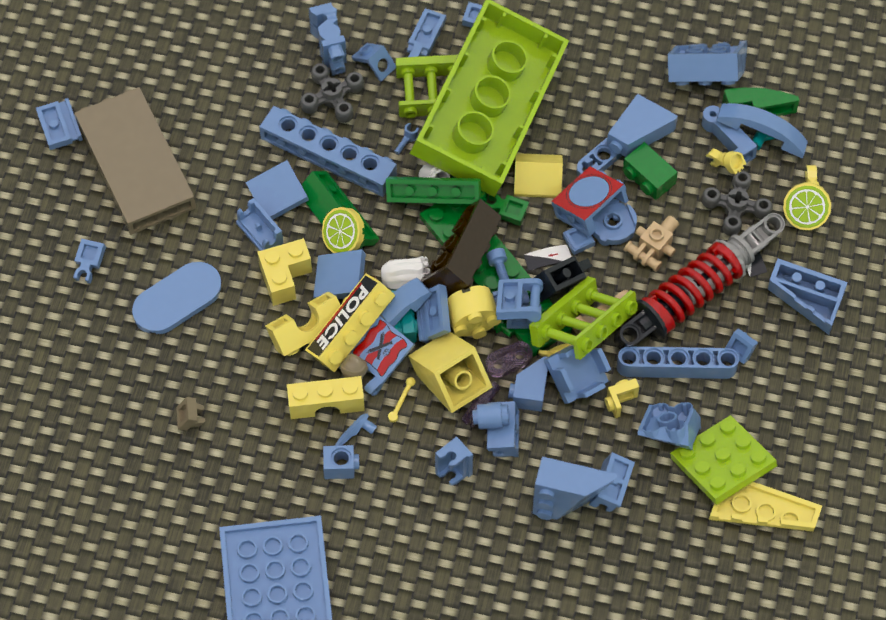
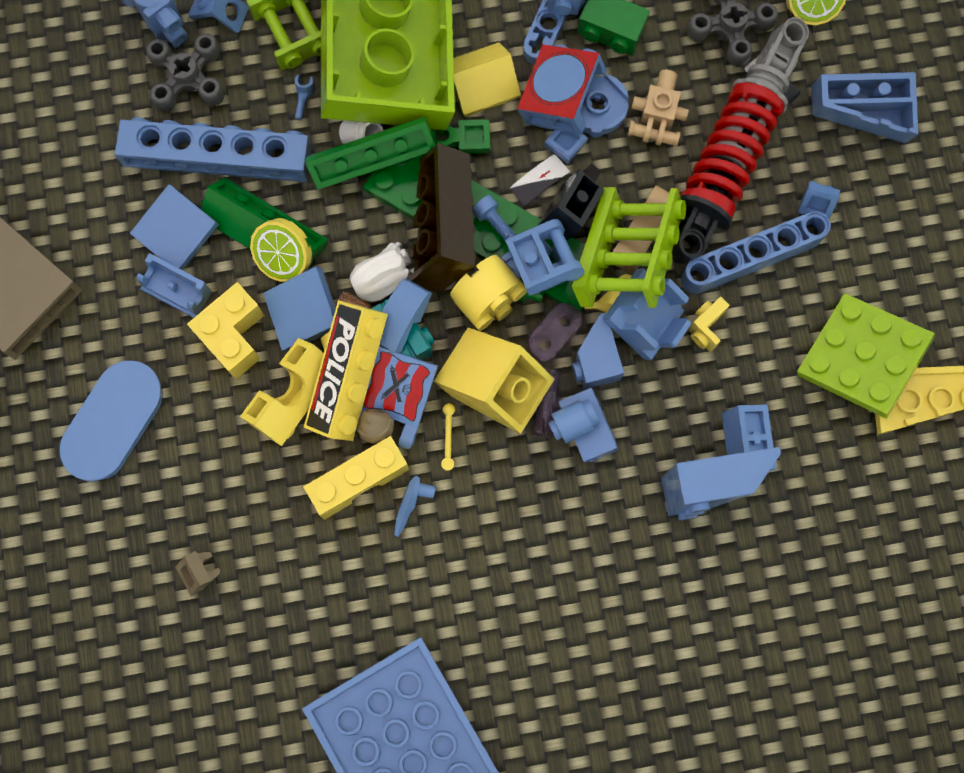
camera: 25 degrees left, 15 degrees up
(332, 454) = (397, 554): medium blue brick -> none
(434, 315) = (445, 317): medium blue plate -> none
(454, 458) = (557, 494): medium blue hinge -> none
(671, 424) = (784, 336): medium blue slope -> none

